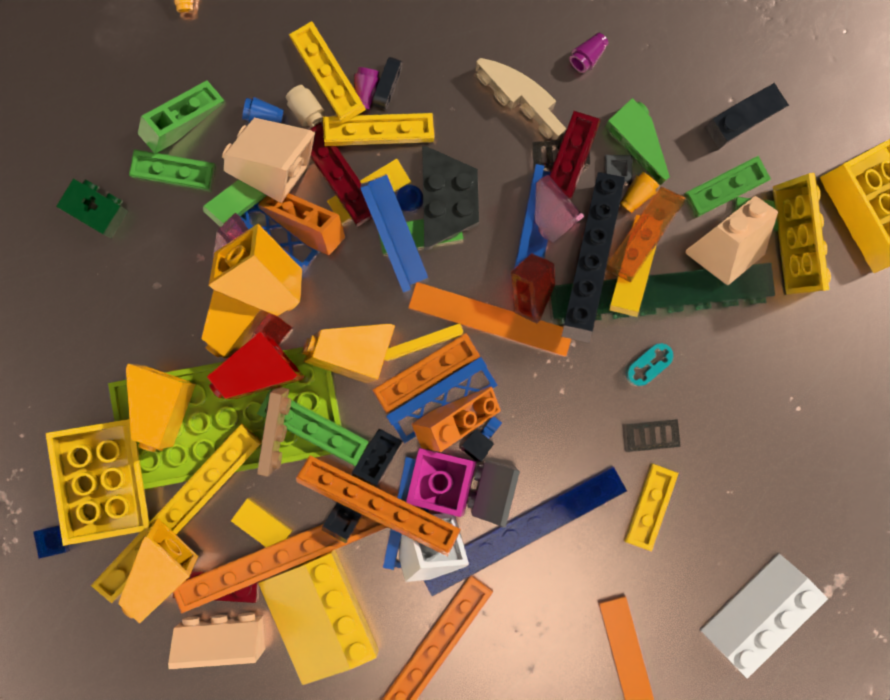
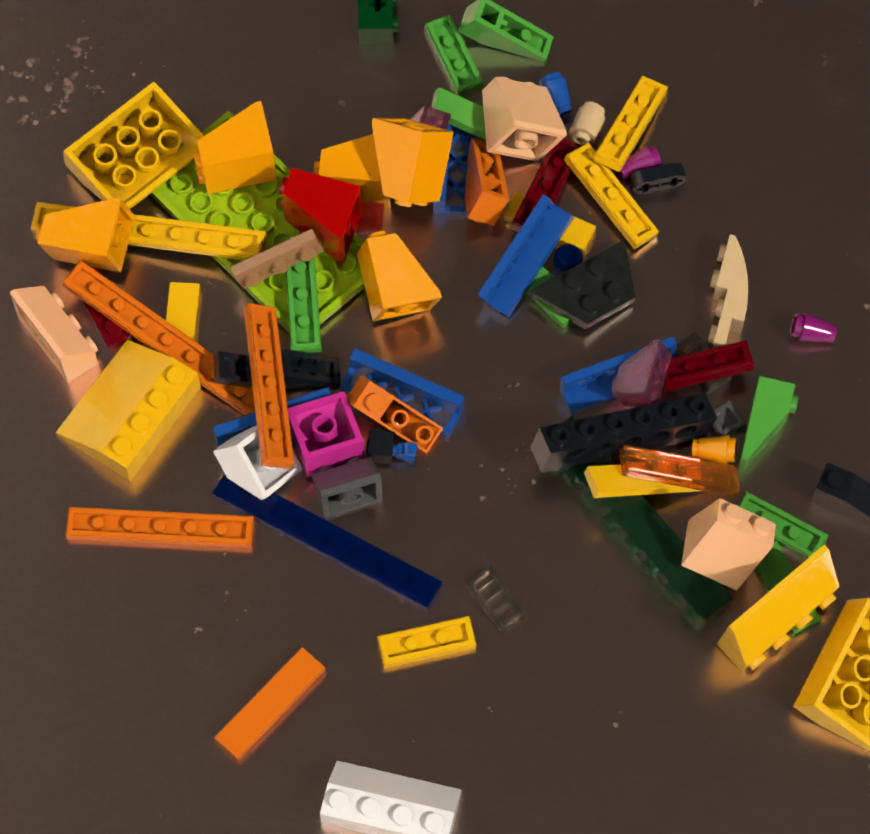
camera: 55 degrees right, 20 degrees down
(49, 542) = (52, 147): clear blue plate -> none
(424, 342) = (443, 345): yellow tile -> none
(426, 373) = (419, 364): orange tile -> none
(488, 319) = (505, 391): orange tile -> none
(532, 286) = (559, 398): clear red slope -> none
(654, 369) = (562, 550): teal beam -> none

